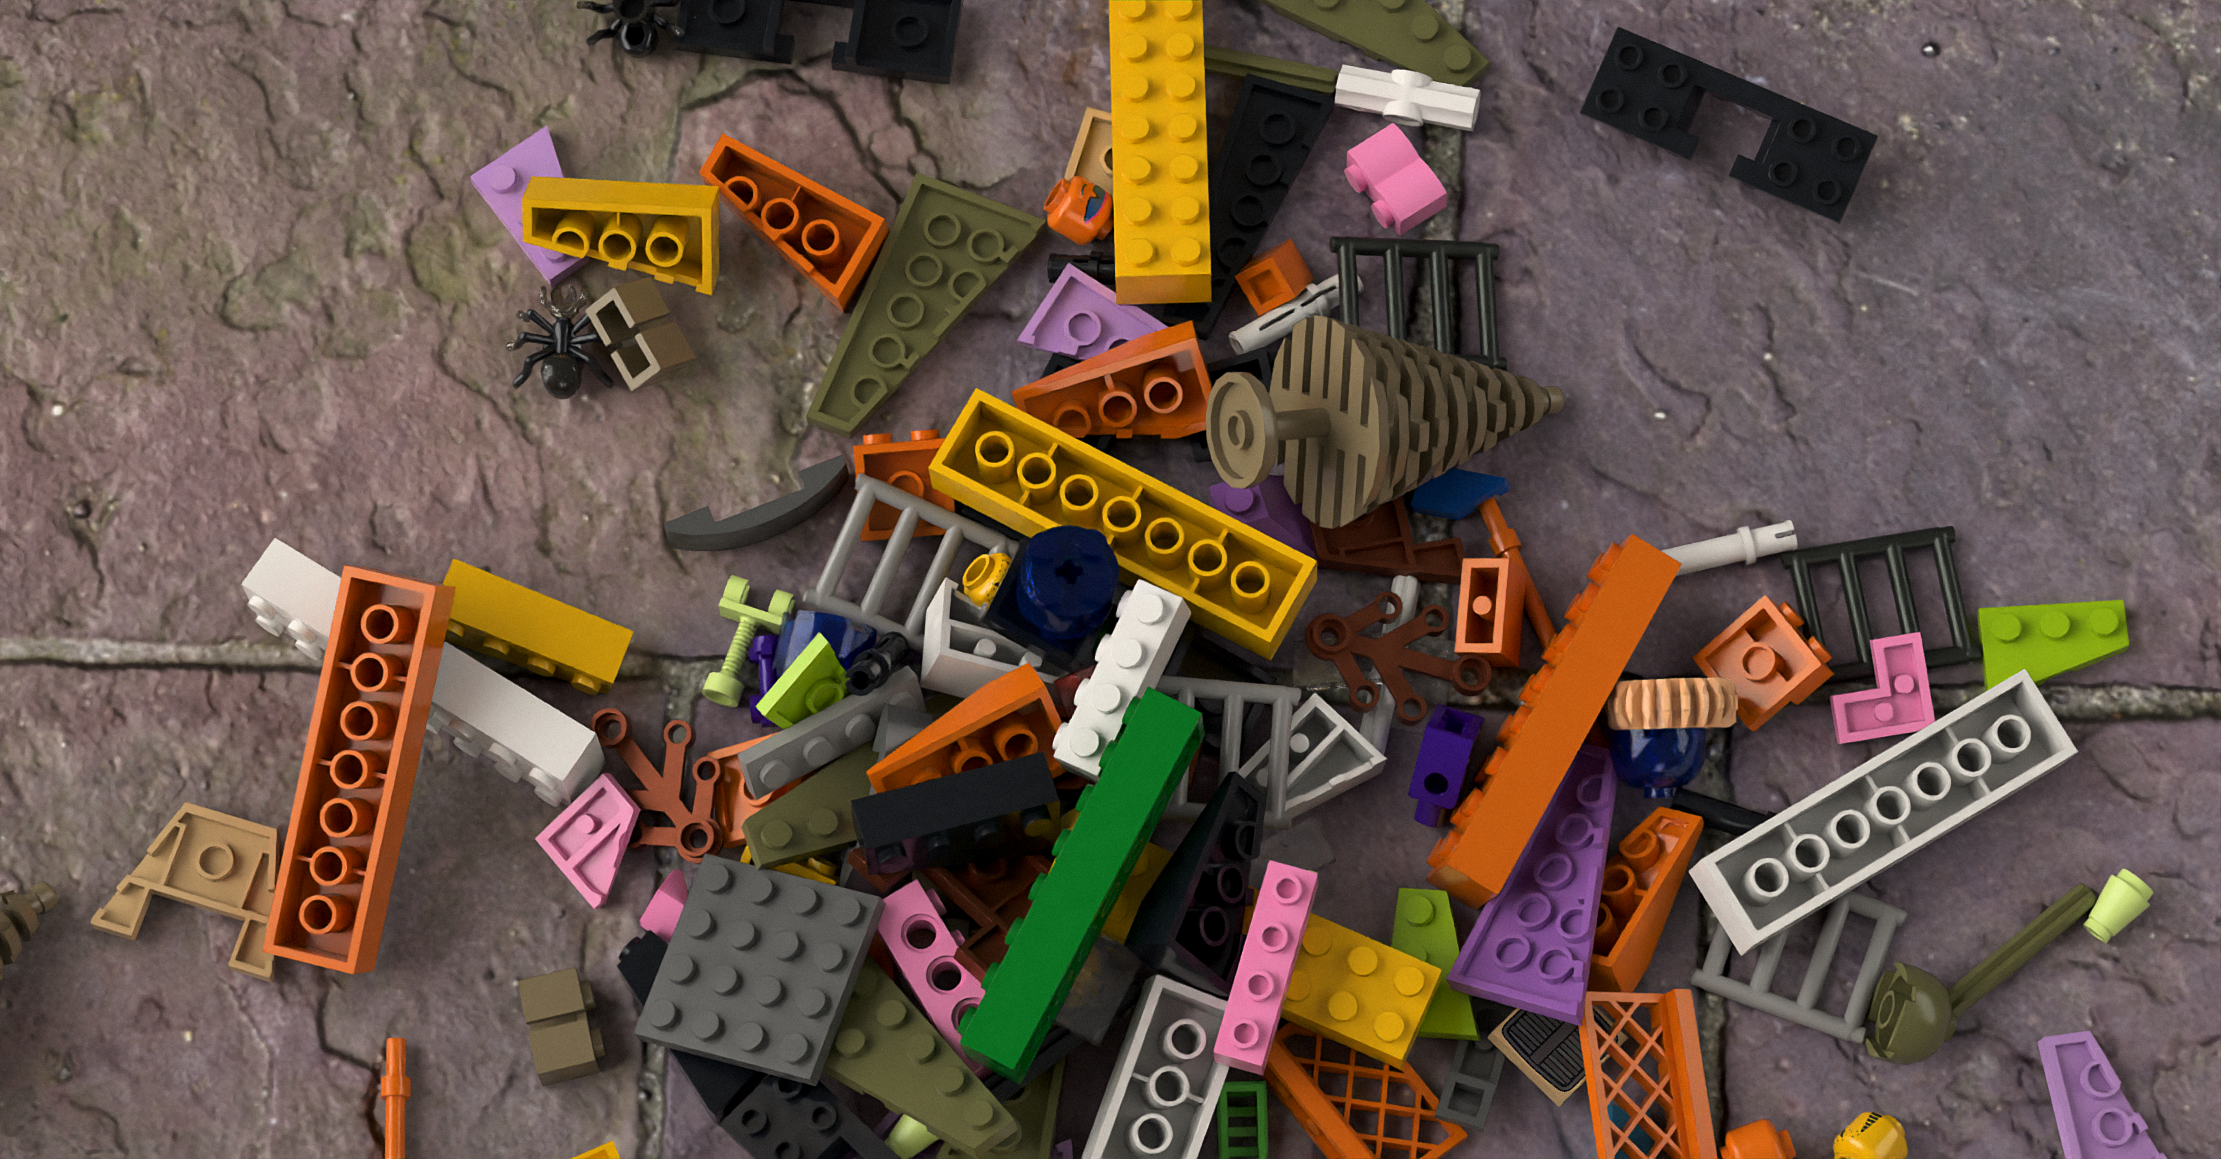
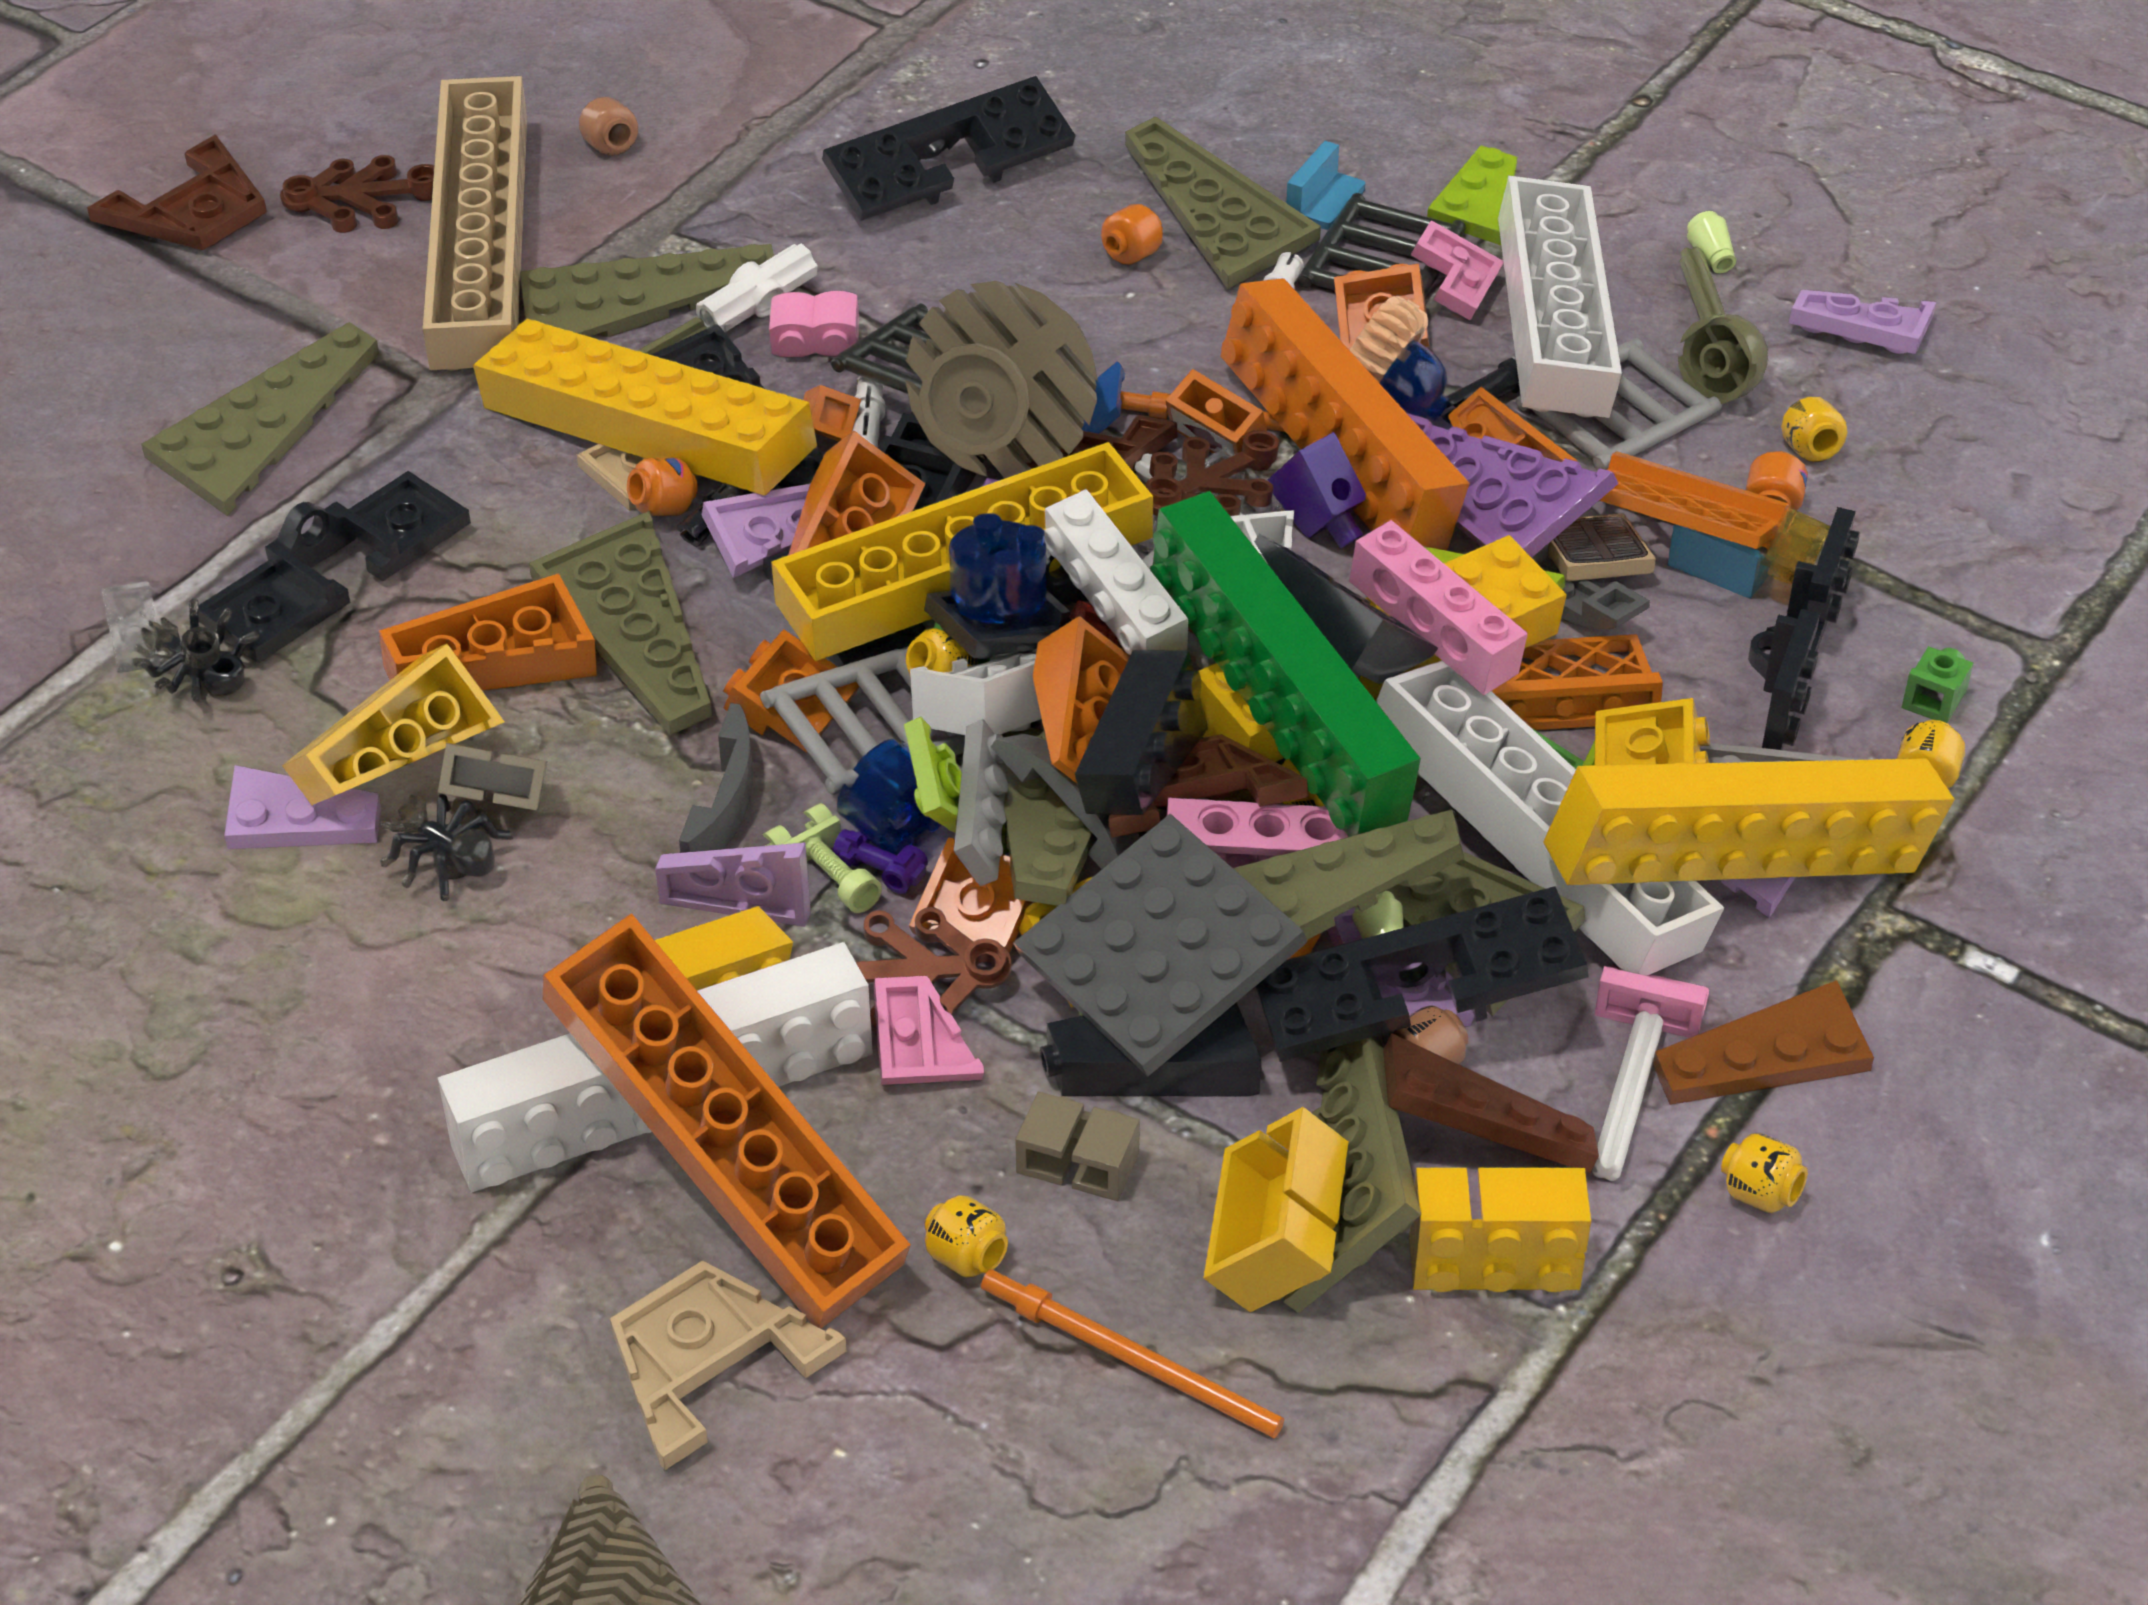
camera: 60 degrees left, 25 degrees down
(415, 1001) = (965, 1236): none -> yellow head
(660, 594) = (739, 880): none -> lavender wing
(666, 906) = (1031, 1007): bright pink slope -> none
(874, 666) = (960, 729): black pin -> none
(1727, 367) = (1132, 234): none -> orange head
(1835, 429) = (1222, 210): none -> olive wing
(1939, 494) = (1320, 189): none -> dark azure panel

